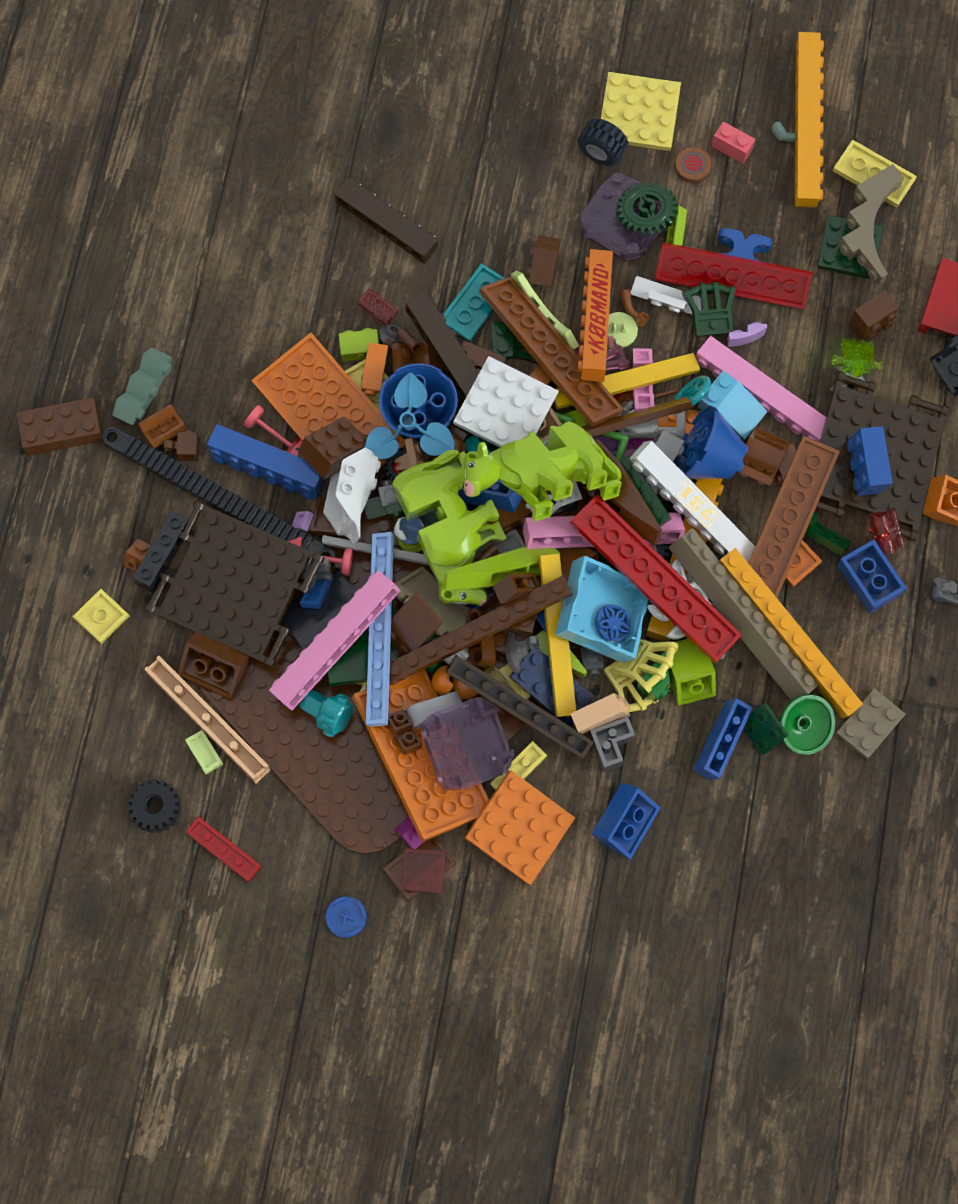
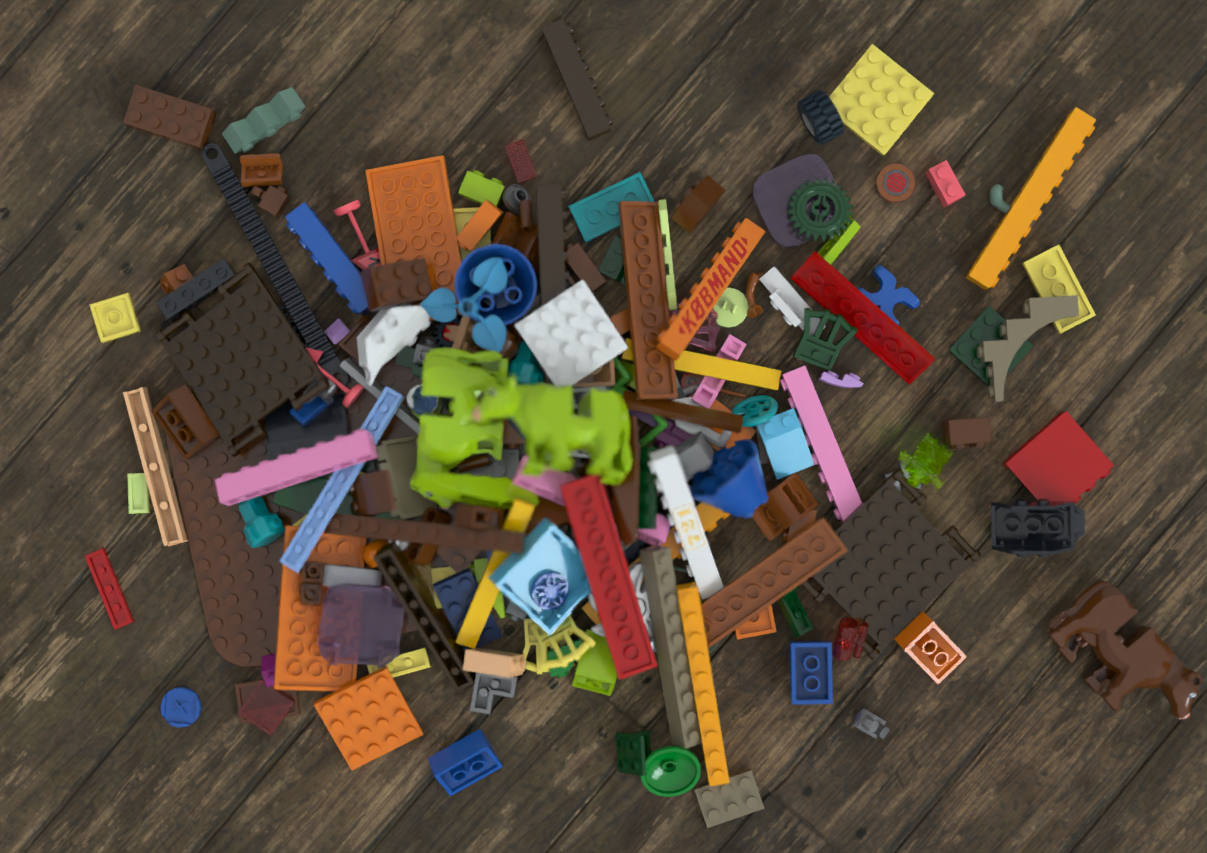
camera: 30 degrees right, 15 degrees up
(161, 819) = (84, 514): black tyre -> none
(517, 651) = (452, 567): flat silver piece -> none
(722, 739) = (589, 741): blue brick -> none
(869, 461) = (870, 573): blue brick -> none

